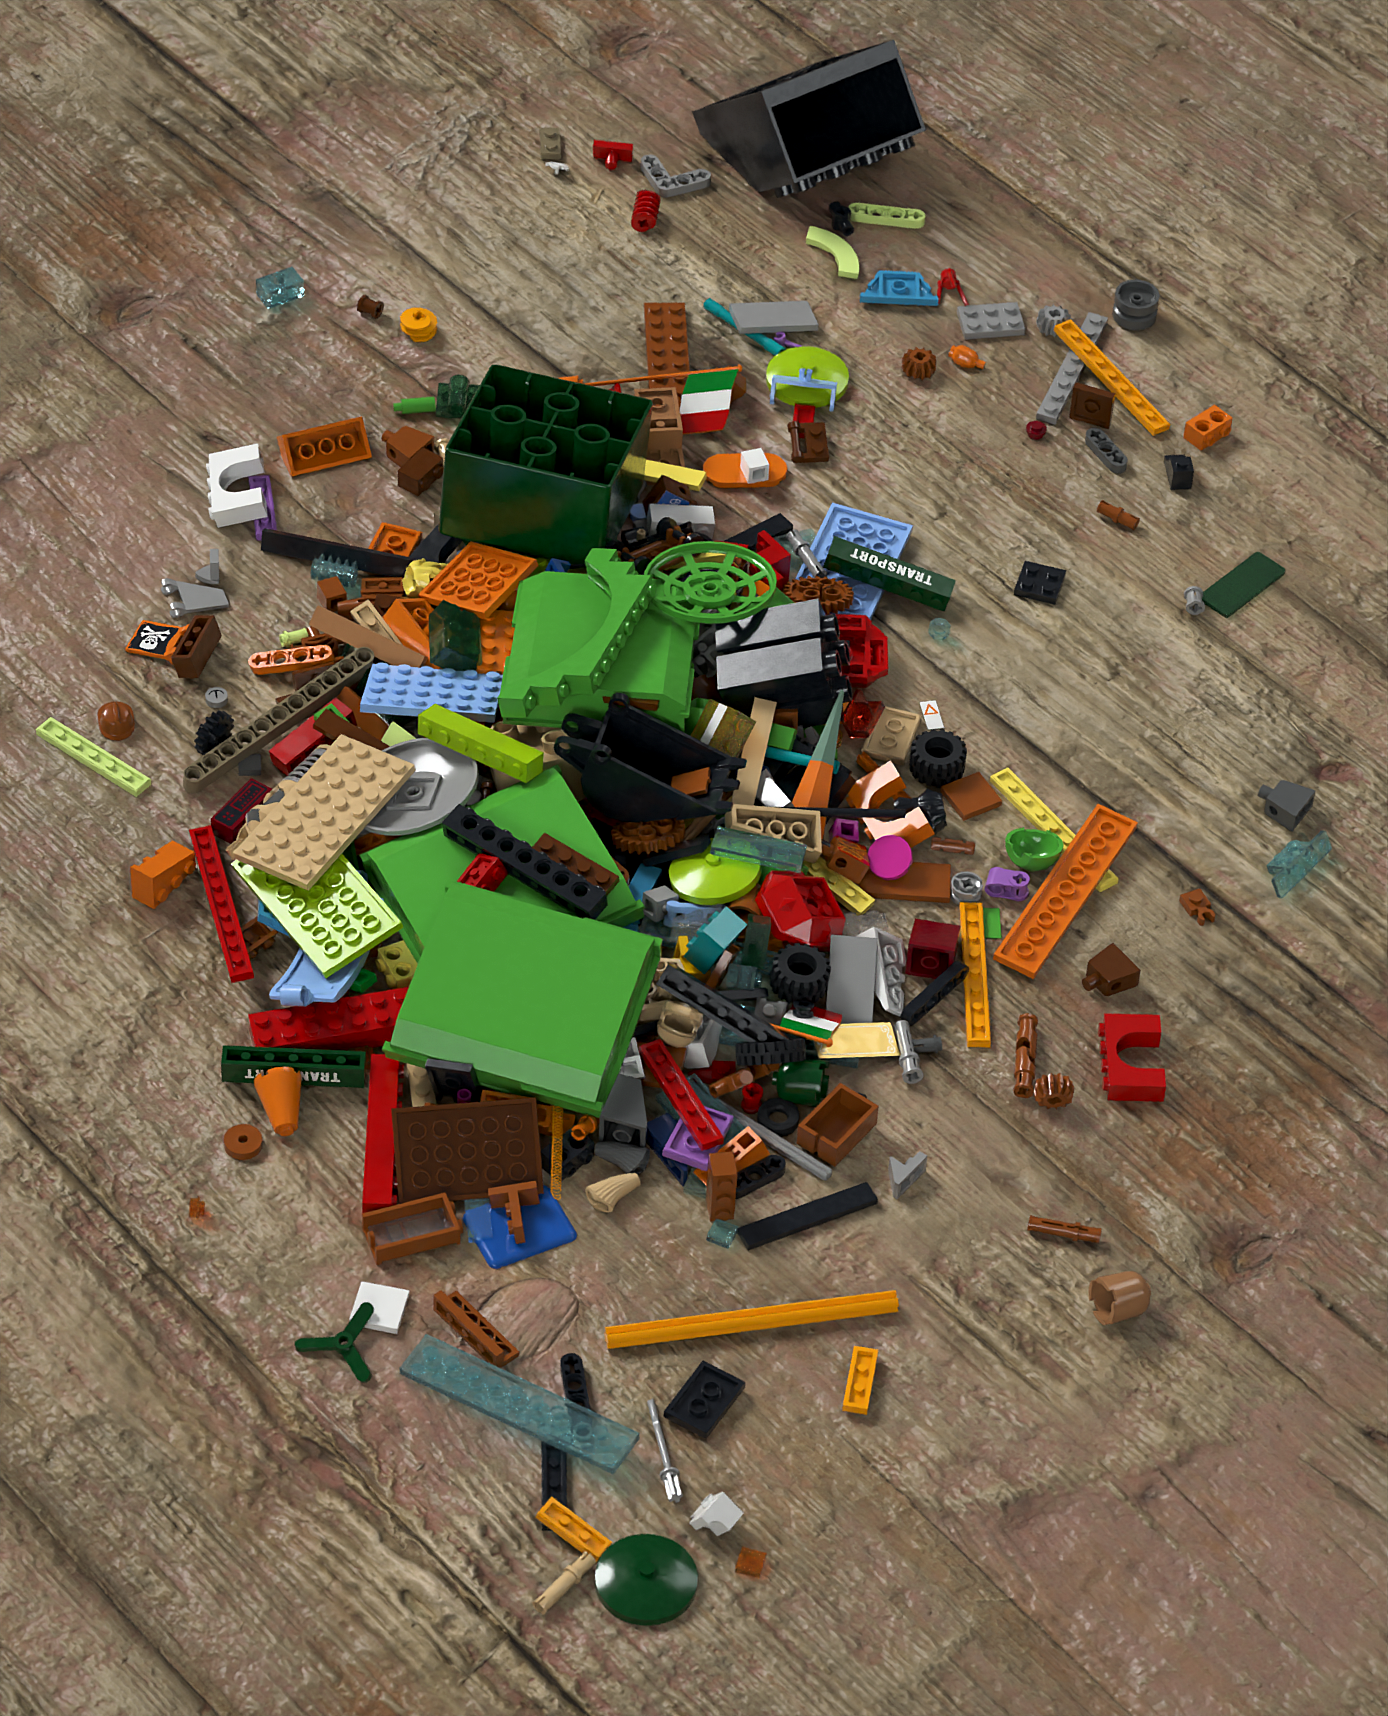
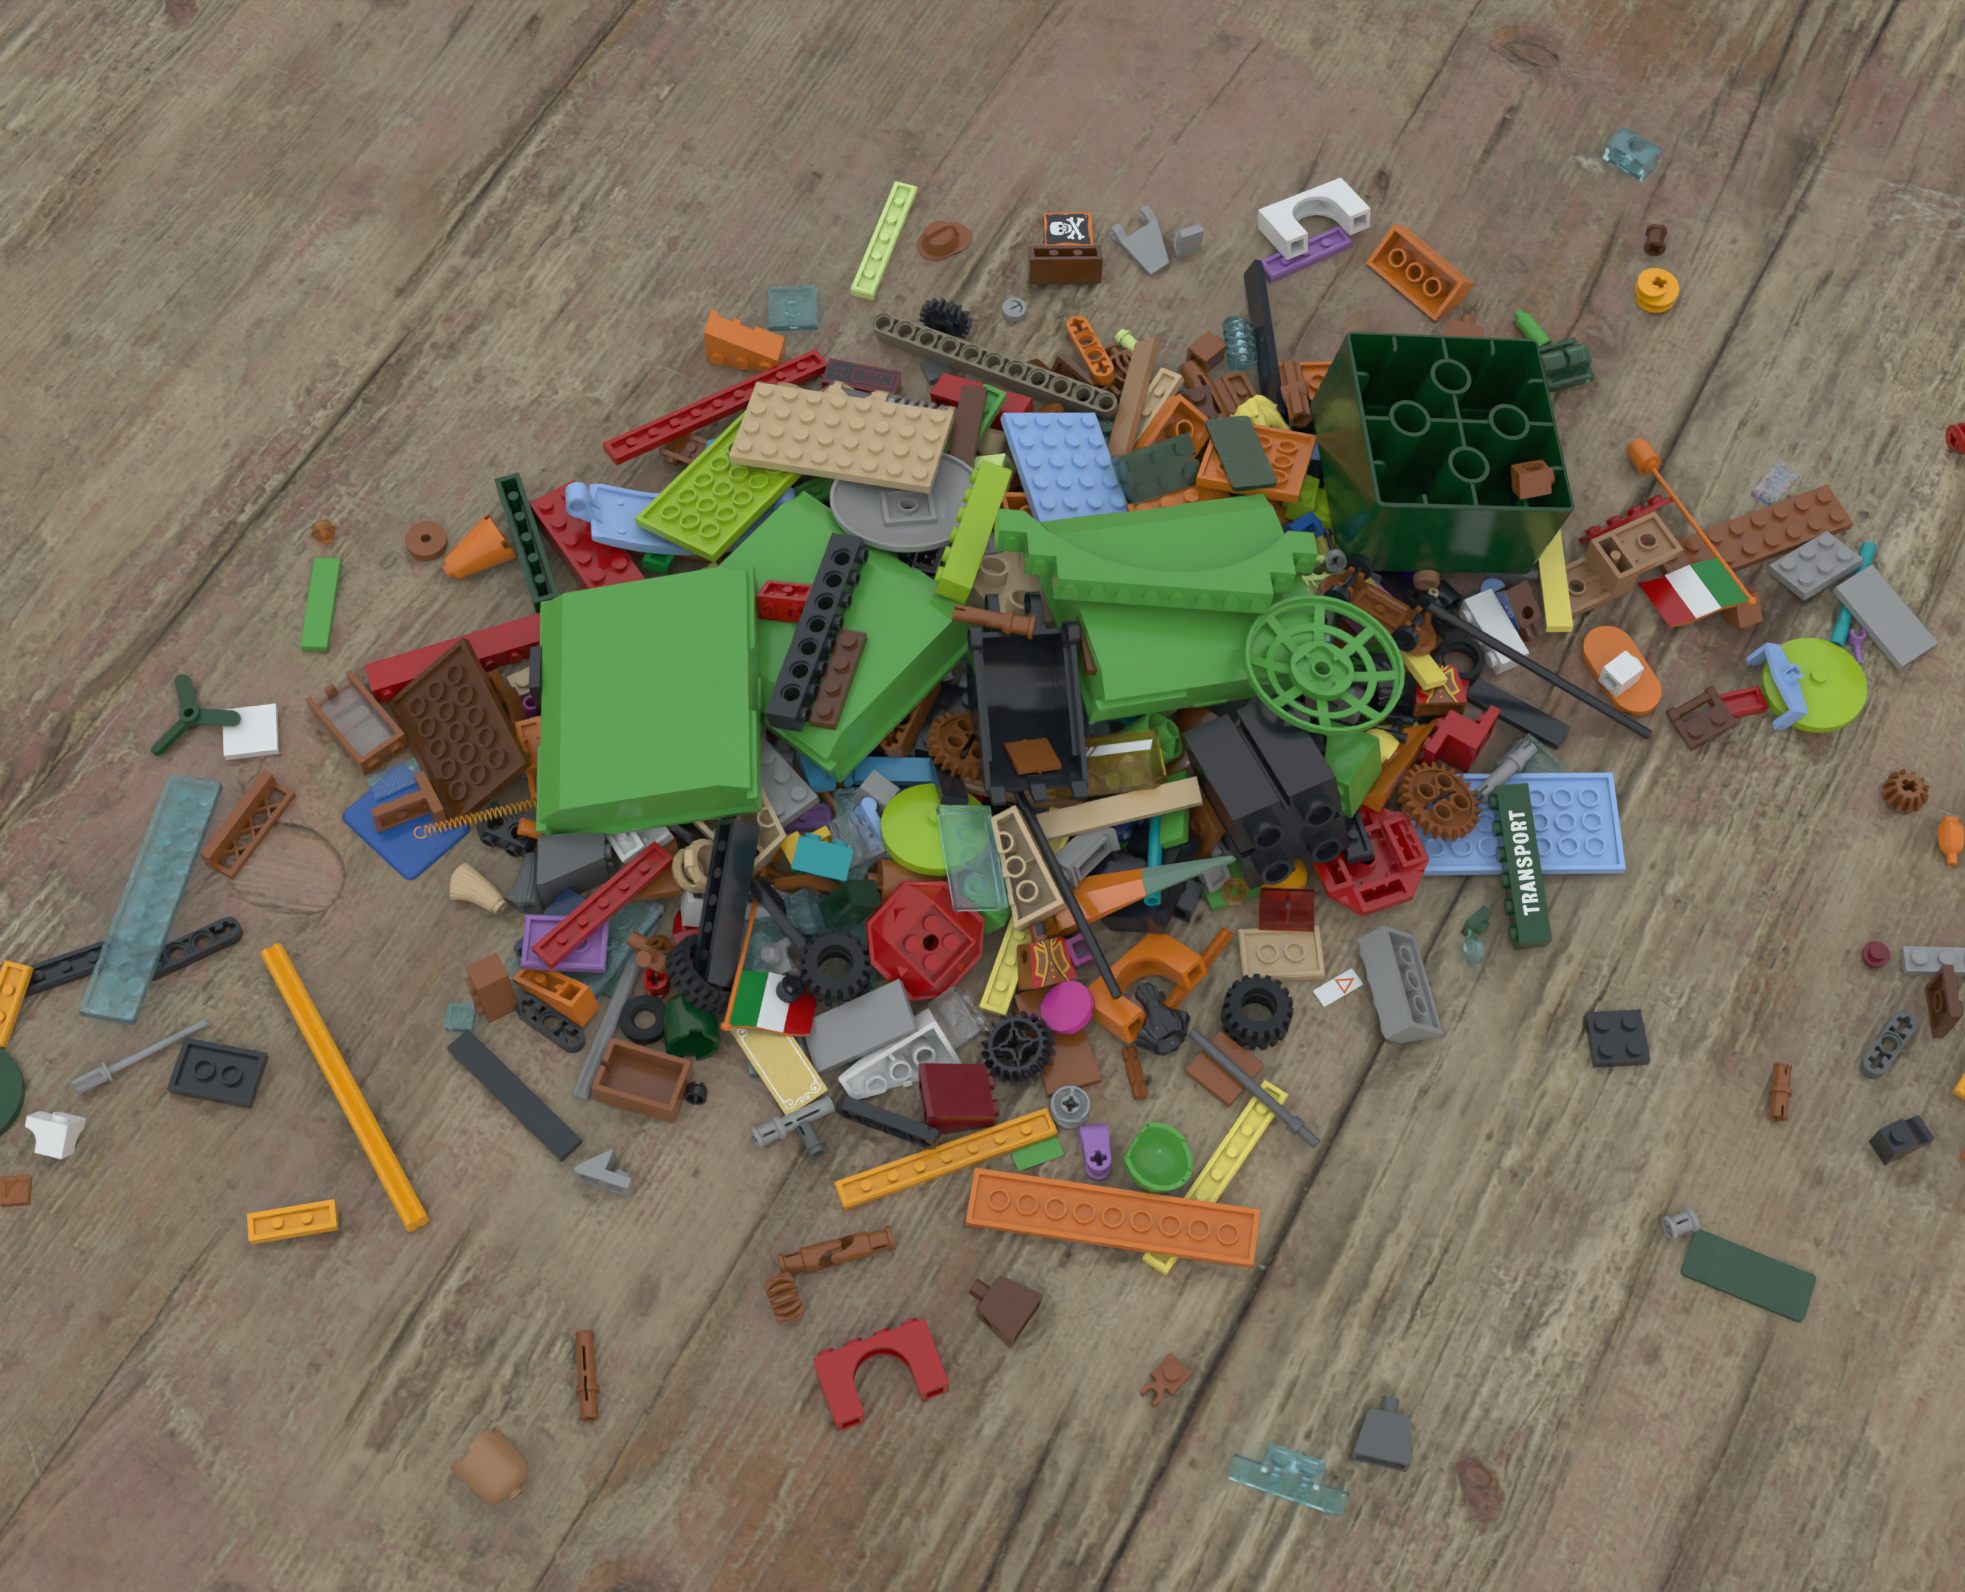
camera: 70 degrees right, 15 degrees up
(131, 835) = (792, 308): none -> clear light blue tile
(271, 1229) = (321, 604): none -> bright green tile
(414, 546) = (1295, 393): none -> dark orange piece
(470, 584) = (1240, 453): none -> clear green piece
(594, 733) = (1007, 622): none -> dark orange pin
(622, 406) = (1531, 479): none -> dark orange brick
(625, 533) = (1426, 579): none -> medium nougat tile
(626, 330) = (1775, 483): none -> clear tile
(710, 335) = (1815, 565): none -> light grey plate
(738, 499) = (1538, 669): none -> black piece
(918, 618) = (1477, 923): none -> clear green plate
(924, 905) = (996, 1049): none -> black gear
(949, 677) = (1399, 985): none -> light grey slope
(1034, 769) = (1294, 1124): none -> dark grey bar

